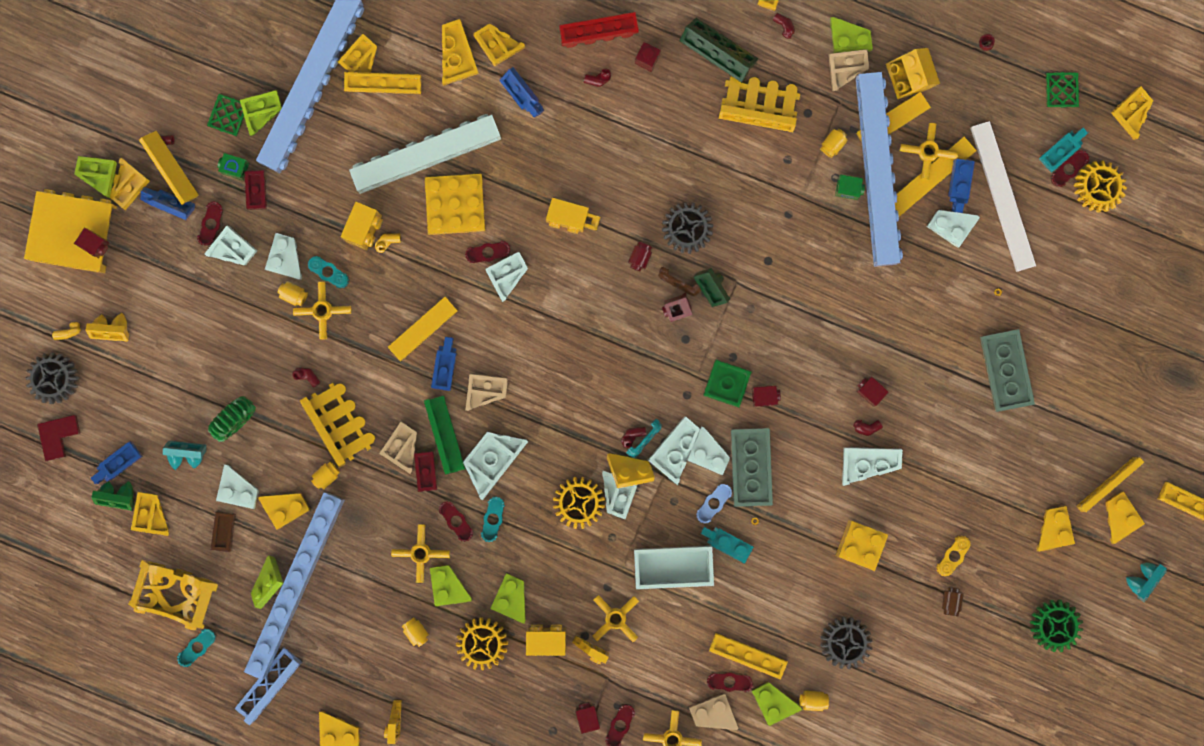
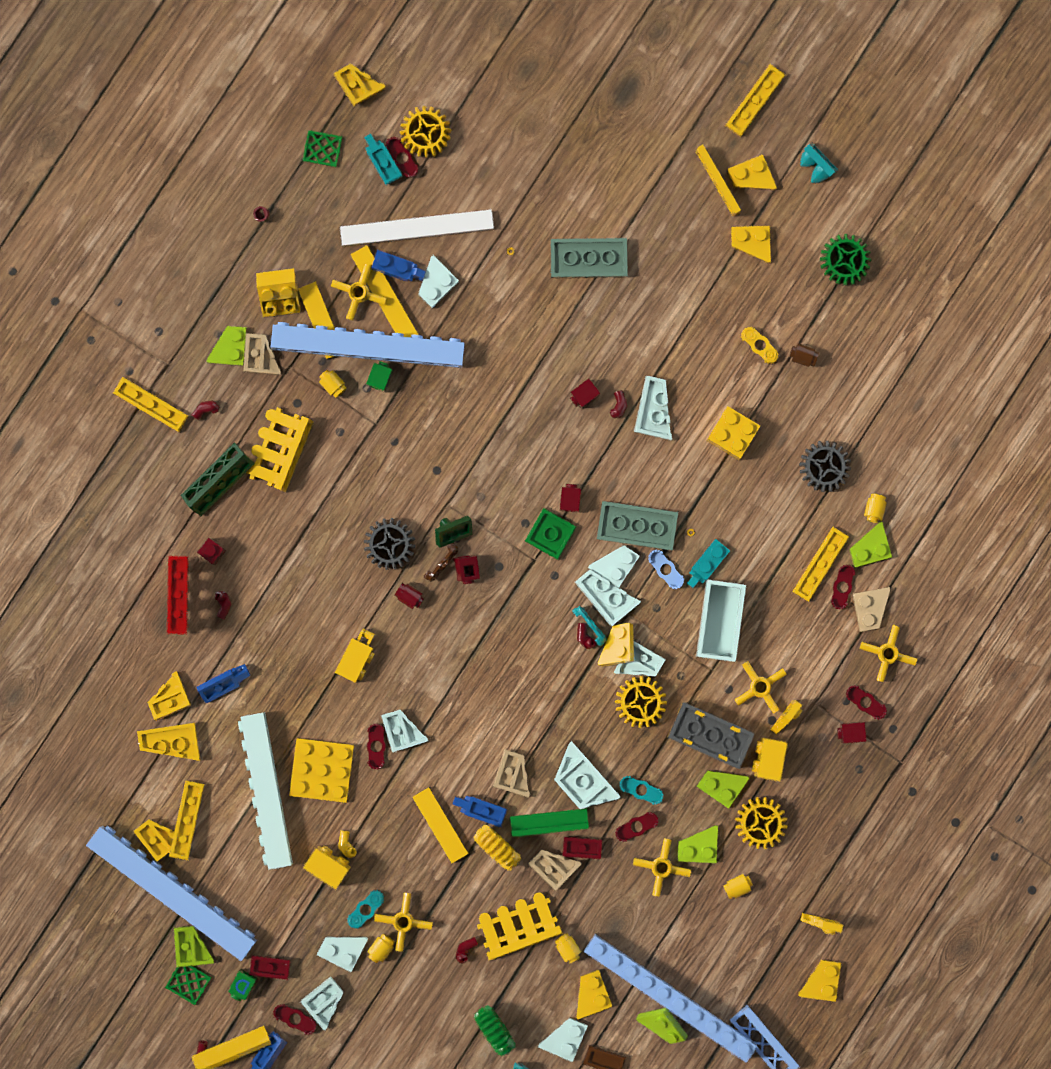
camera: 75 degrees left, 0 degrees up
(410, 388) = (497, 847): none -> yellow gear
(558, 578) = (711, 735): none -> dark grey piece

